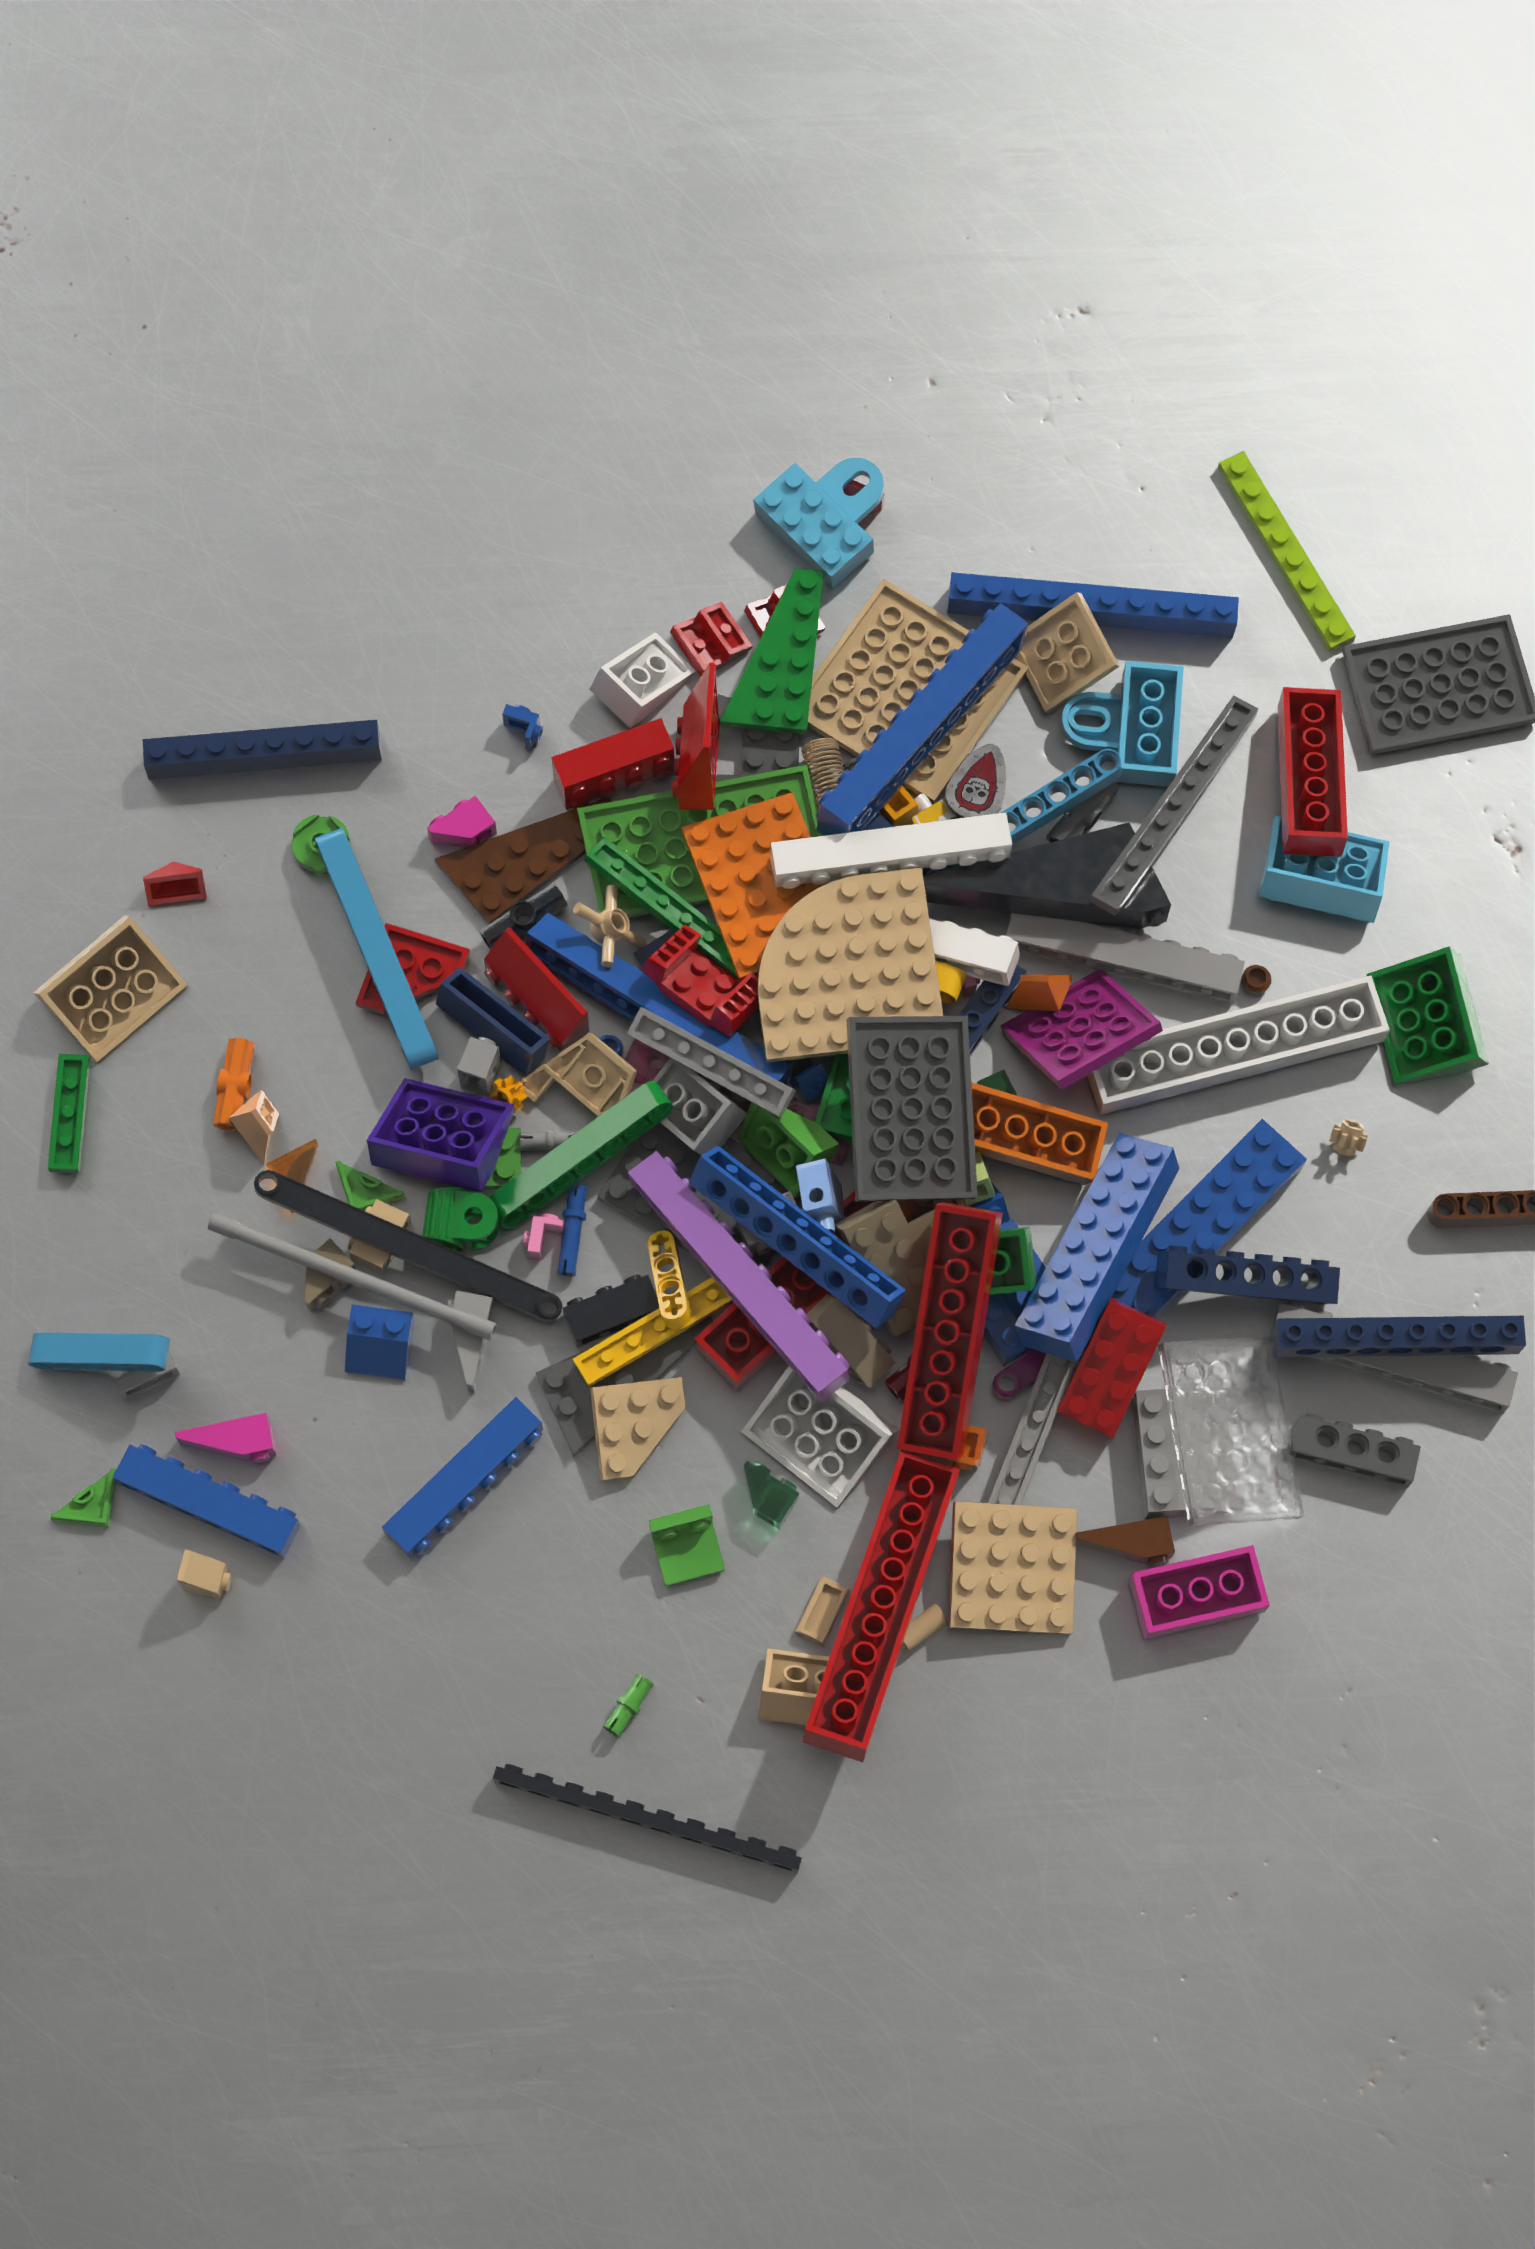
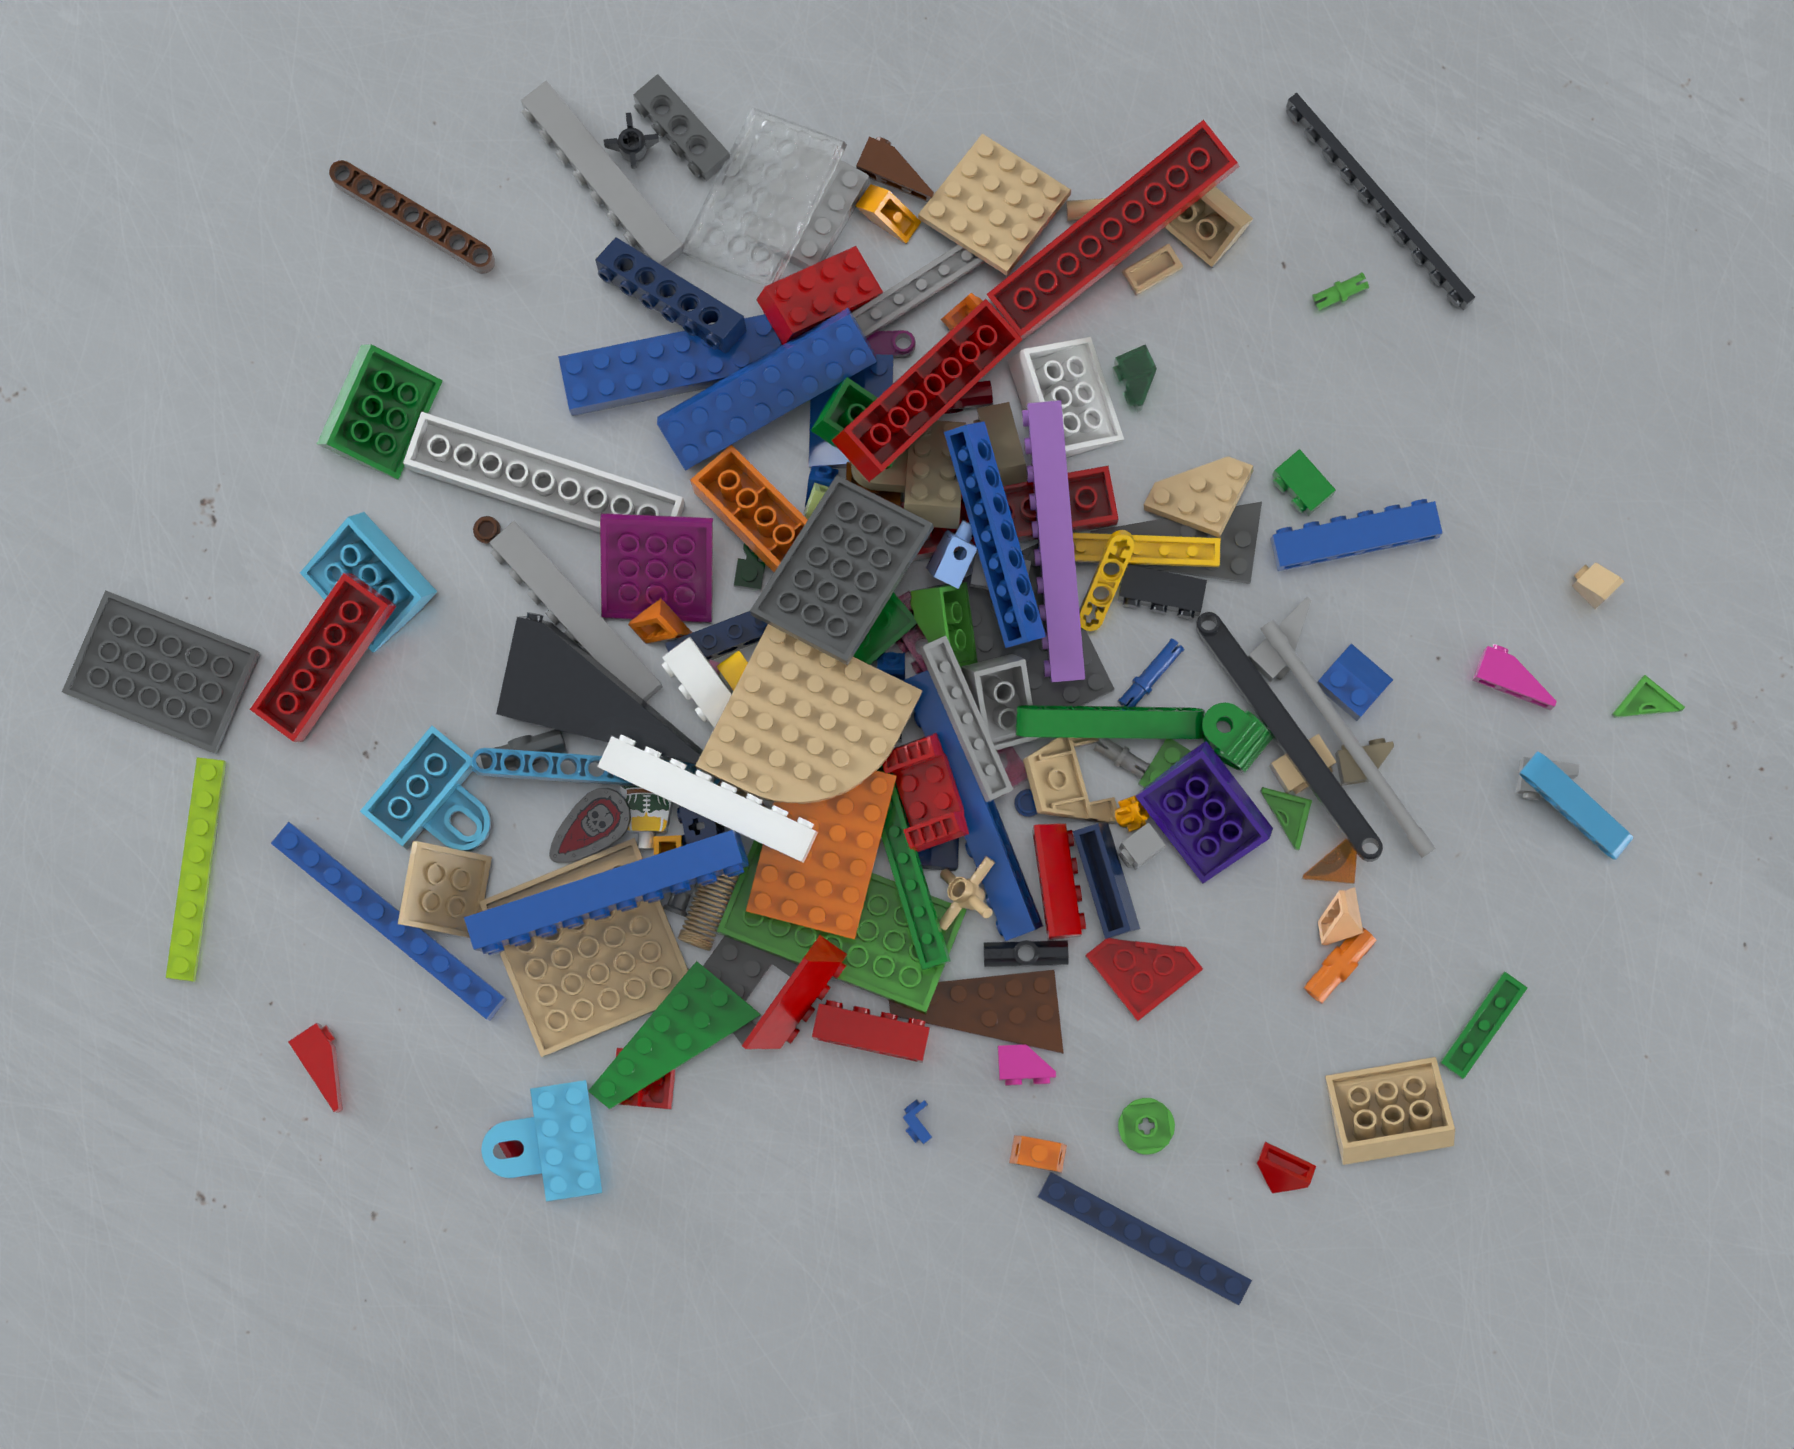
camera: 140 degrees left, 10 degrees up
(207, 1501) = (1559, 642): blue brick -> none
(376, 949) = (1160, 999): dark azure beam -> none
(399, 760) = (1038, 1153): none -> orange torso
(535, 1238) = (1185, 685): bright pink bracket -> none
(545, 1495) = (1303, 483): none -> green brick
(641, 679) = (795, 1098): white slope -> none
(686, 1545) = (1222, 377): bright green bracket -> none
(711, 638) = (715, 1100): red slope -> none
(1067, 465) = (319, 1058): none -> red slope
(1106, 1496) = (888, 213): none -> light orange slope
(1173, 806) = (451, 700): dark grey plate -> none
(1198, 1592) = (871, 99): dark pink brick -> none
(1348, 1137) = (511, 358): tan gear -> none
(1391, 1395) = (629, 137): none -> black brick
(1398, 1336) = (592, 177): dark blue brick -> none

